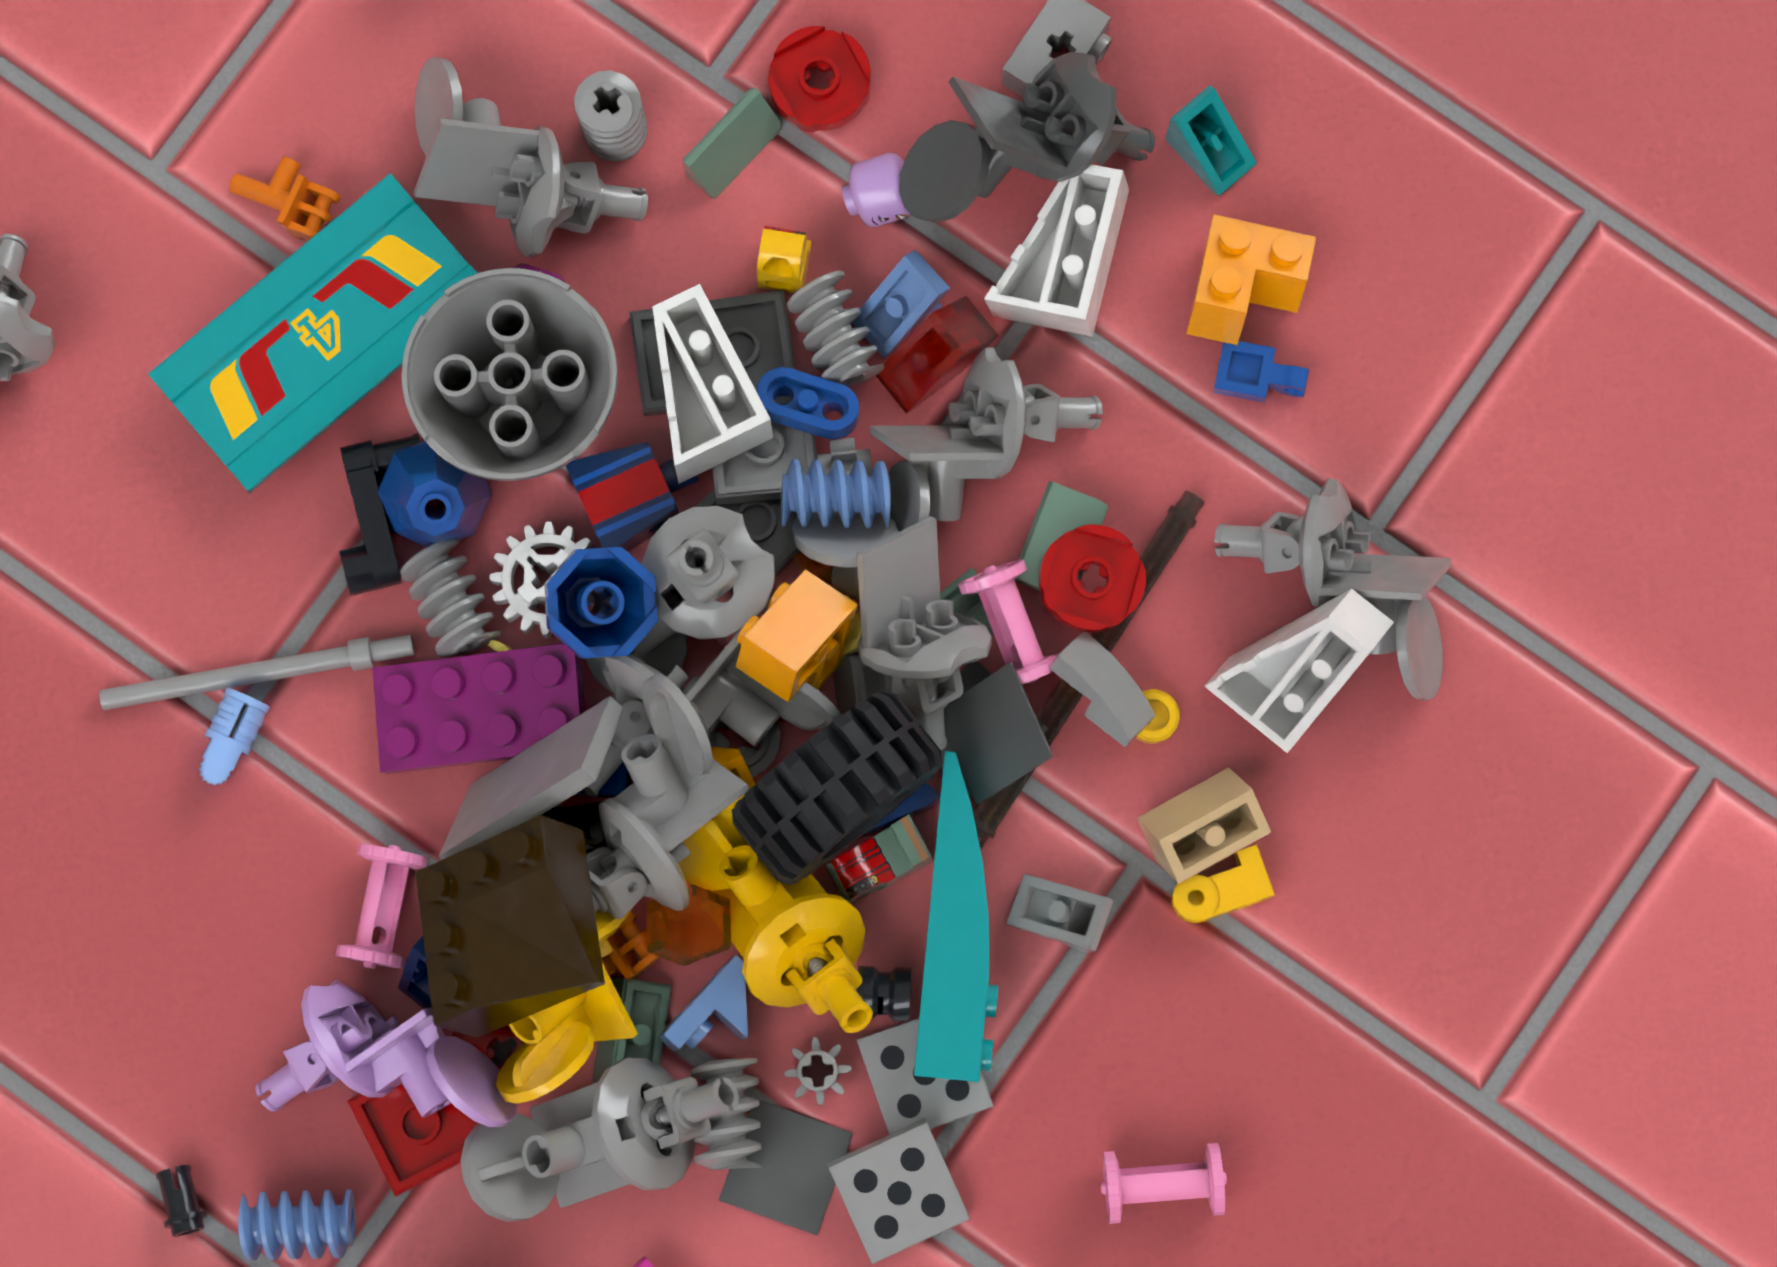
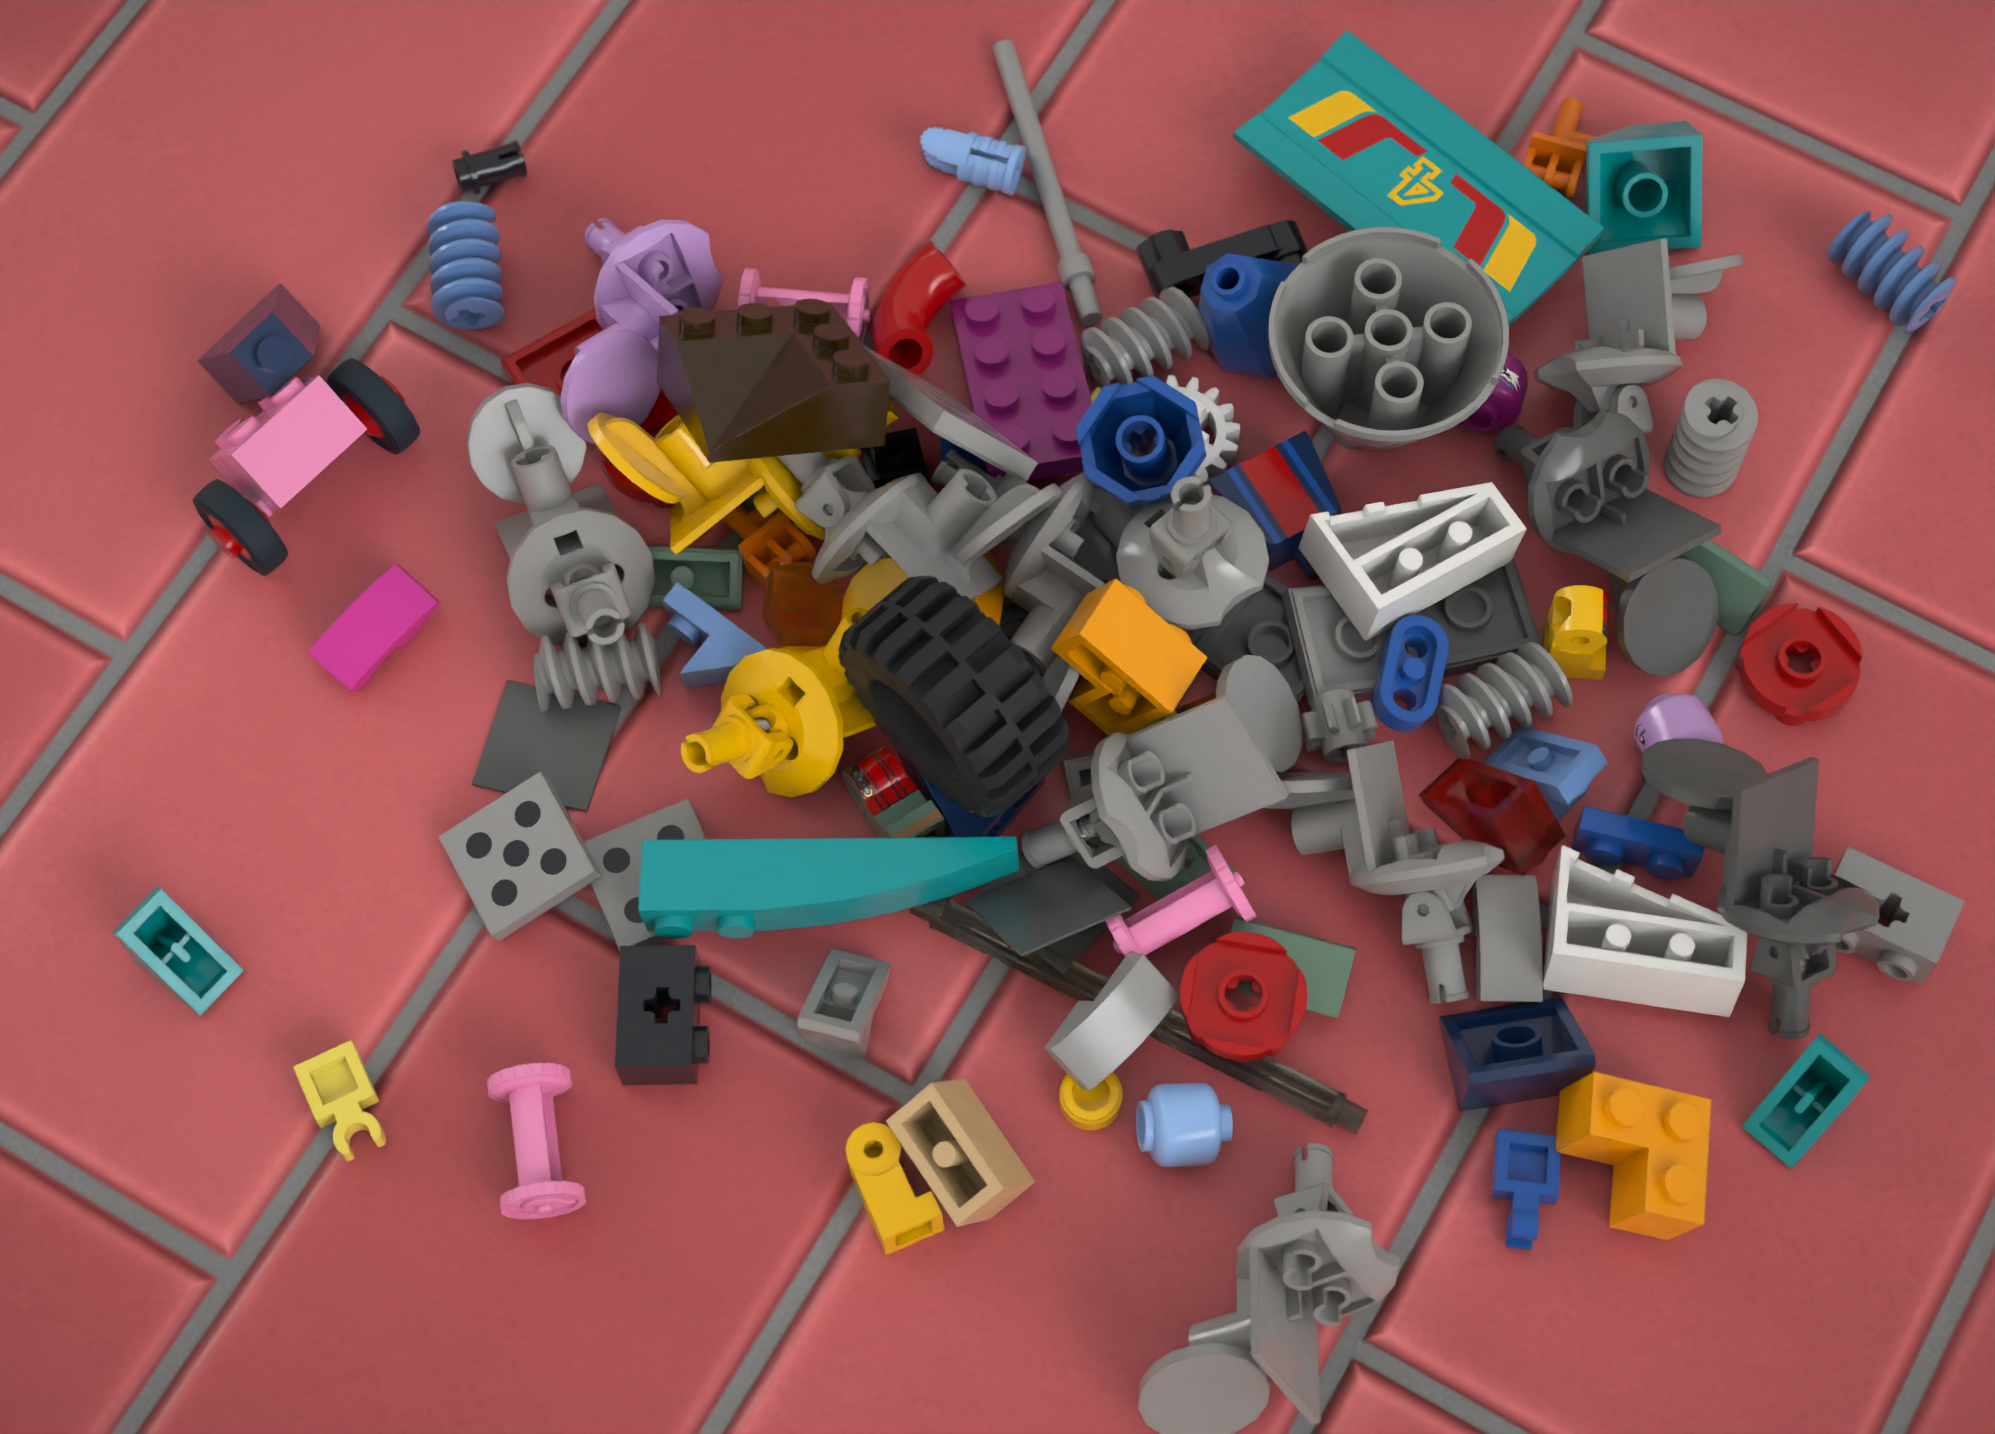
camera: 85 degrees right, 15 degrees down
(337, 128) = (1646, 185): none -> teal slope
(387, 810) = (910, 305): none -> red cylinder
(693, 208) = (1594, 502): none -> dark grey piece
(806, 1061) = (642, 743): light grey gear -> none
(835, 493) = (1300, 693): medium blue piece -> none
(886, 991) = (741, 810): black wheel -> none
(968, 259) = (1617, 838): none -> blue plate
(1053, 355) = (1507, 938): none -> light grey slope
(1085, 1089) = (649, 981): none -> black brick
(1145, 364) = (1514, 1053): none -> dark blue slope
(1190, 641) = (1183, 1124): none -> light blue head
(1300, 667) = (1154, 1244): white wedge -> none

